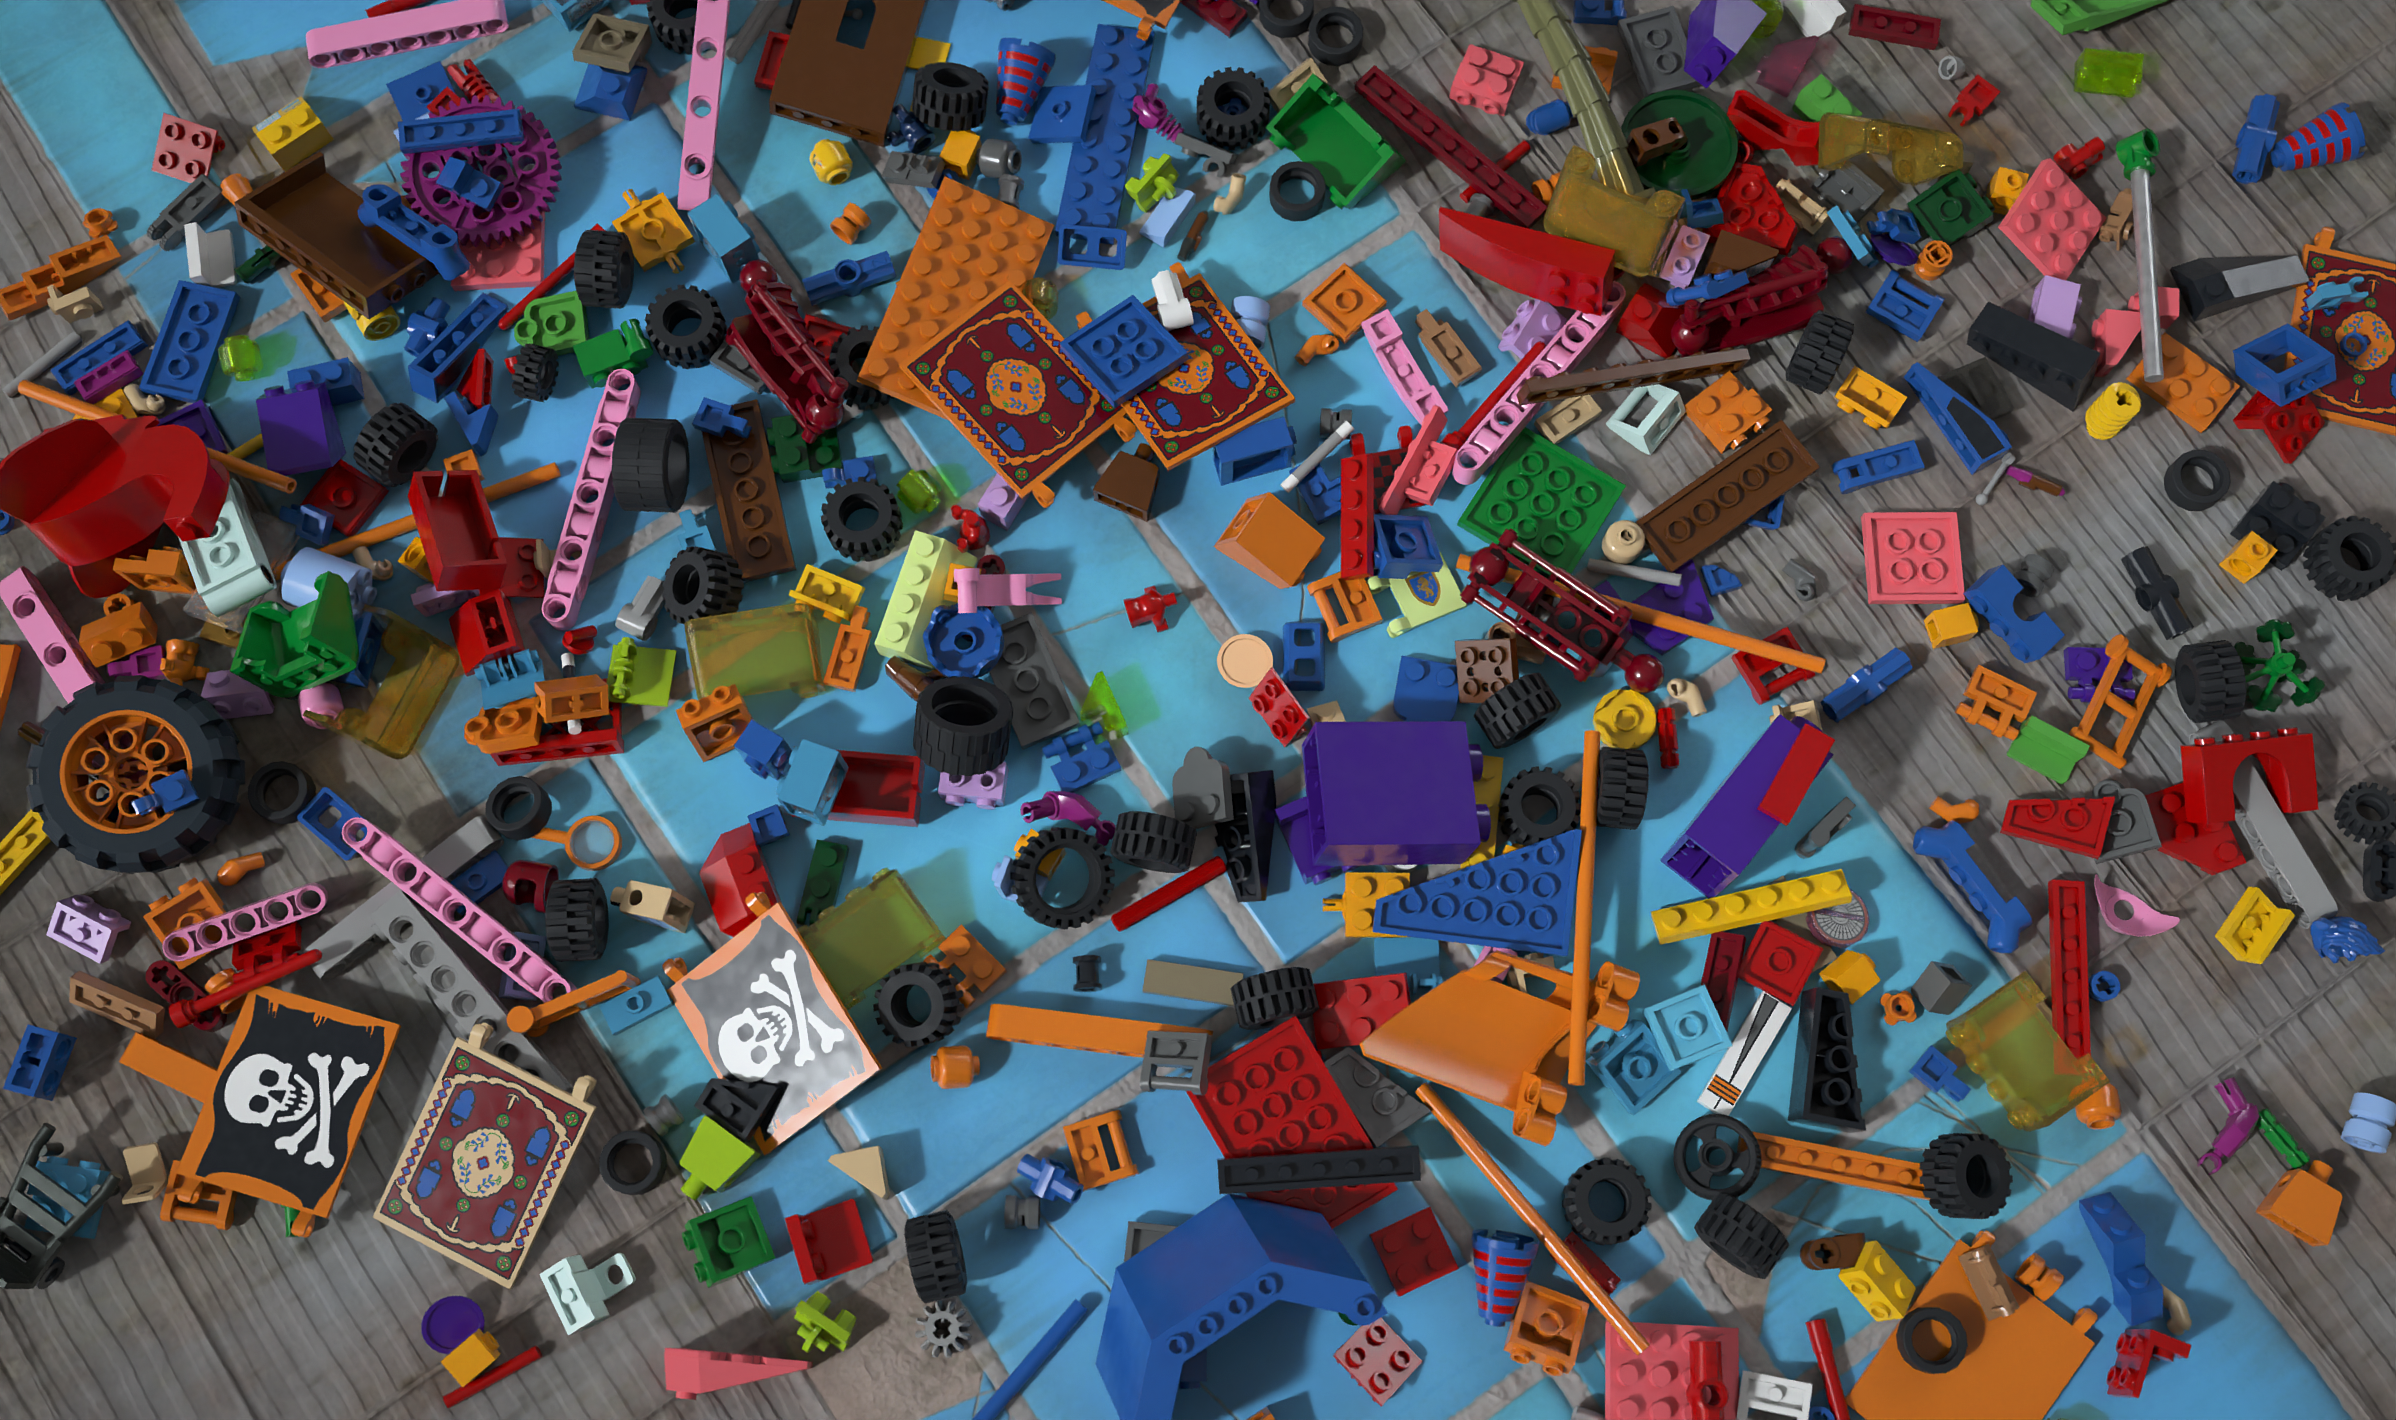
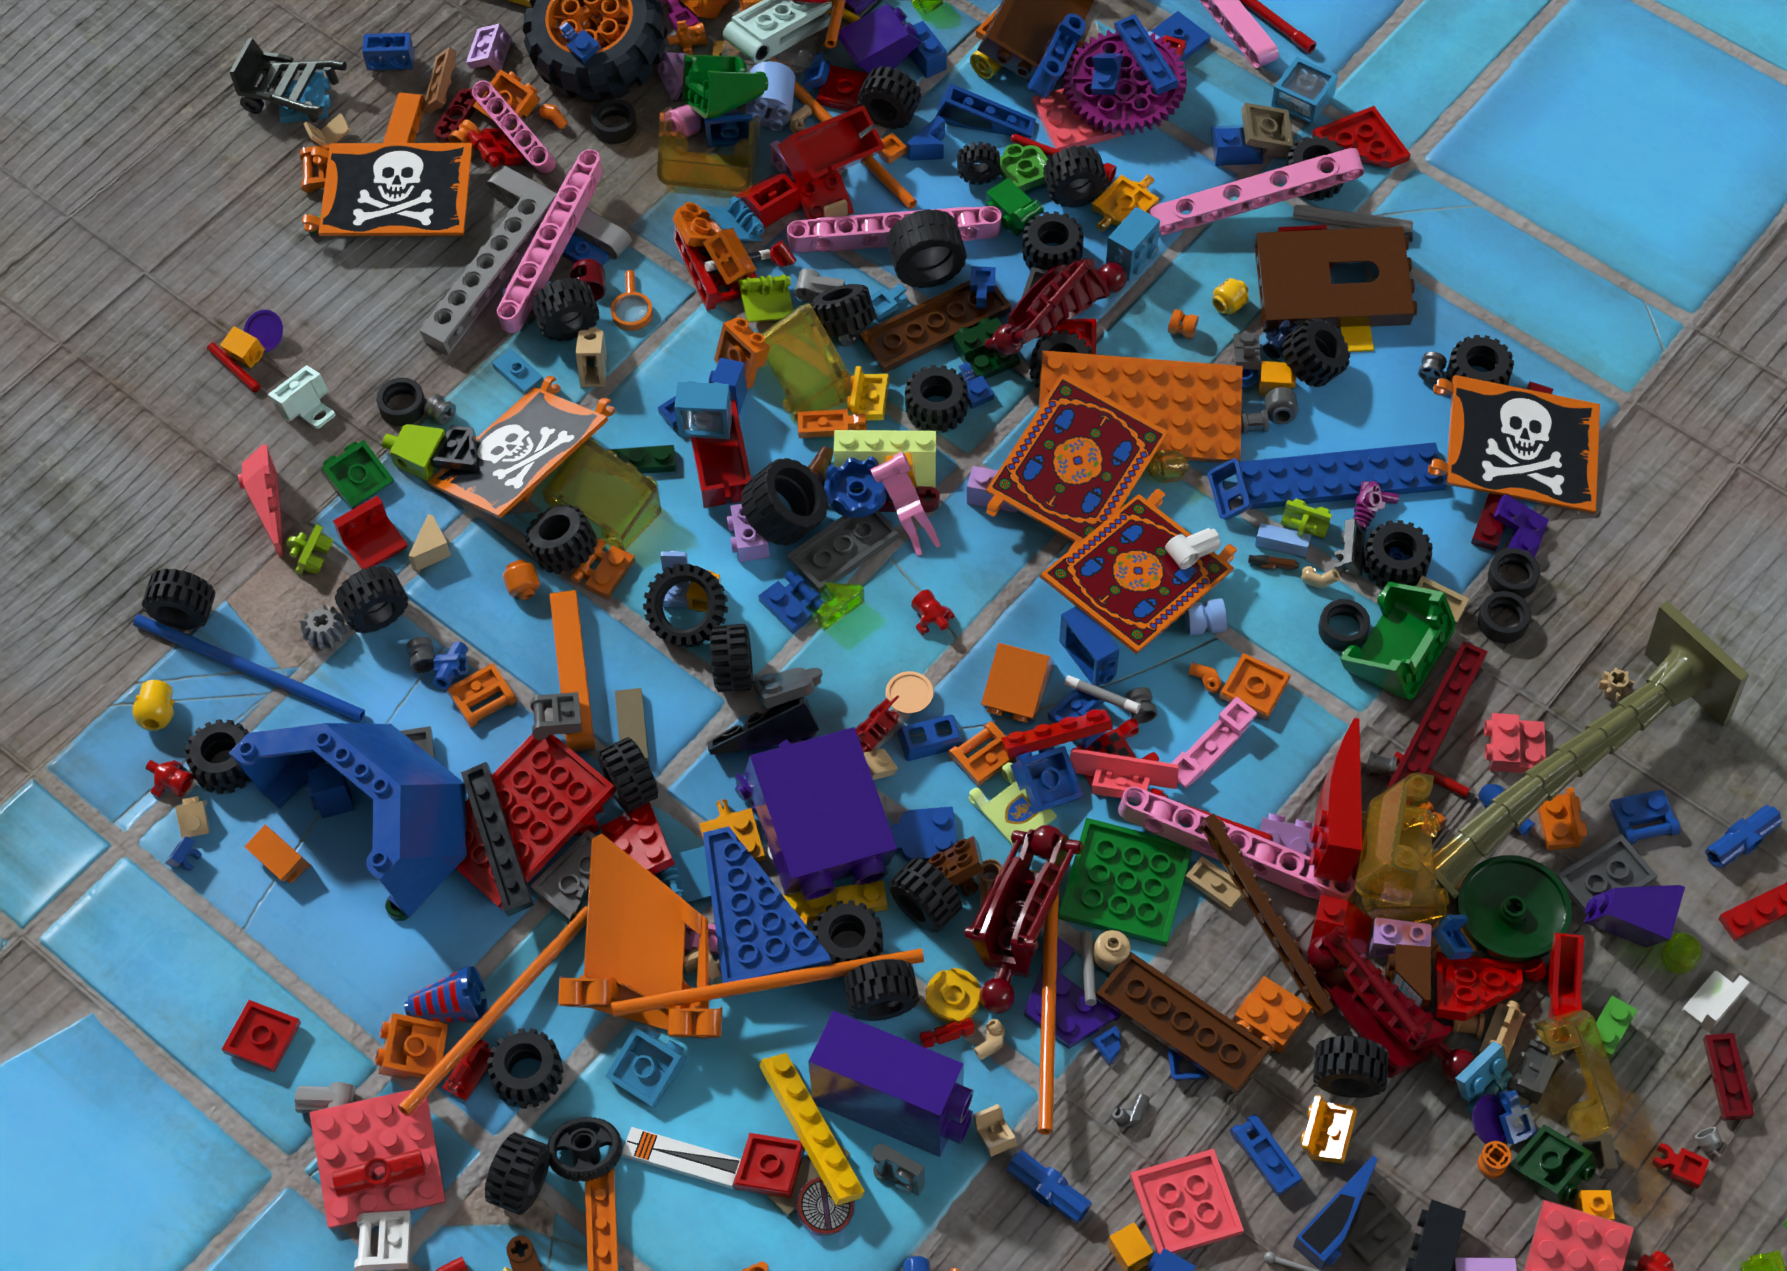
camera: 75 degrees right, 15 degrees down
(185, 1012) = (442, 114): red piece -> none
(333, 836) = (609, 144): blue piece -> none
(426, 326) = (994, 90): blue axle -> none
(473, 83) = (1199, 62): red hinge -> none
(477, 380) = (960, 136): red slope -> none
(485, 1160) = (382, 312): flag -> none
(504, 794) = (642, 267): black tyre -> none
(537, 1019) = (493, 315): orange piece -> none
(733, 873) = (634, 406): red wedge -> none
(832, 283) = (1135, 334): blue piece -> none
(919, 491) = (974, 430): clear neon green head -> none
(973, 531) = (954, 476): red piece -> none
(1020, 77) = (1355, 398): blue cone -> none
(1062, 114) = (1340, 438): blue plate -> none
(1071, 806) = (746, 594): magenta arm -> none
(1087, 973) = (618, 649): black bush -> none
(1124, 351) = (1134, 523): blue plate -> none
(1130, 483) = (1026, 568): reddish brown torso -> none
(1168, 893) = (699, 690): red axle -> none
(1377, 1360) = (361, 929): hinge -> none
(1413, 1251) = (454, 938): red plate -> none
(1447, 349) = (1242, 774): medium nougat hinge -> none
(1655, 140) = (1503, 880): reddish brown leg -> none
(1657, 422) = (1237, 955): light aqua tile -> none
(1687, 1028) = (685, 1092): medium azure bracket -> none
(1707, 287) = (1372, 952): blue plate -> none
(1723, 971) = (739, 1120): dark red plate -> none
(1754, 667) = (1063, 1108): red plate -> none
(1785, 64) = (1644, 988): clear pink slope -> none
(1796, 774) = (910, 1084): red tile -> none
(1824, 1065) = (682, 1219): black wedge -> none
(1851, 974) = (772, 1225): light orange brick -> none
(1902, 312) = (1429, 1145): blue plate -> none

